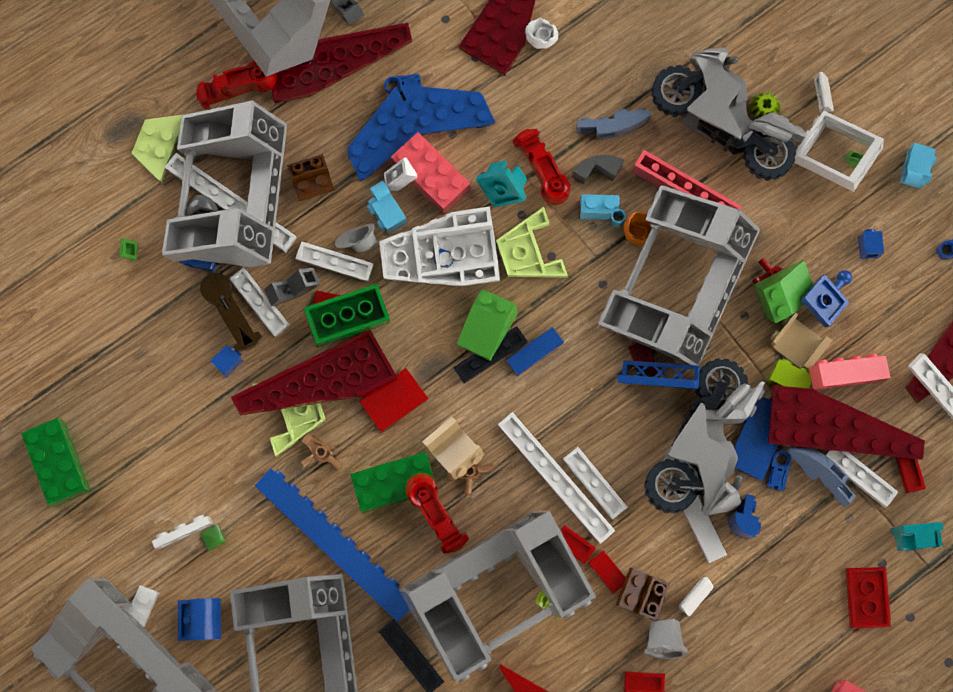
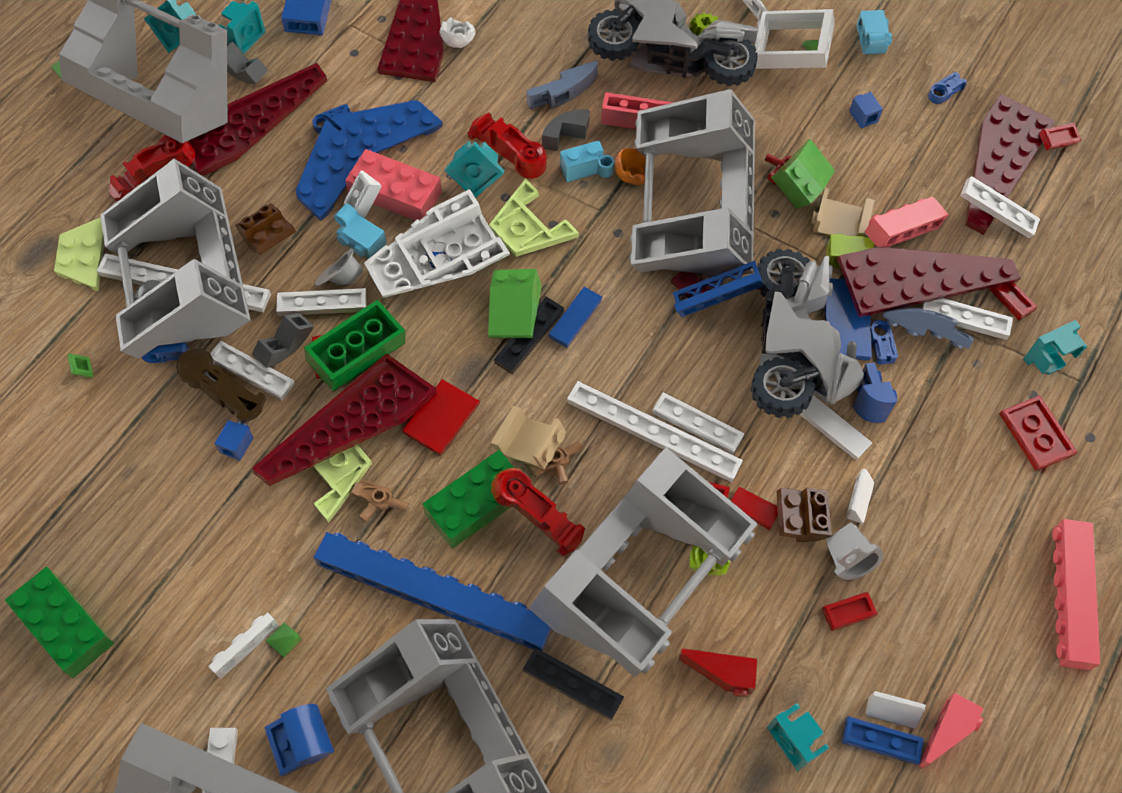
camera: 20 degrees left, 15 degrees down
(835, 300) = (847, 168): plate -> none

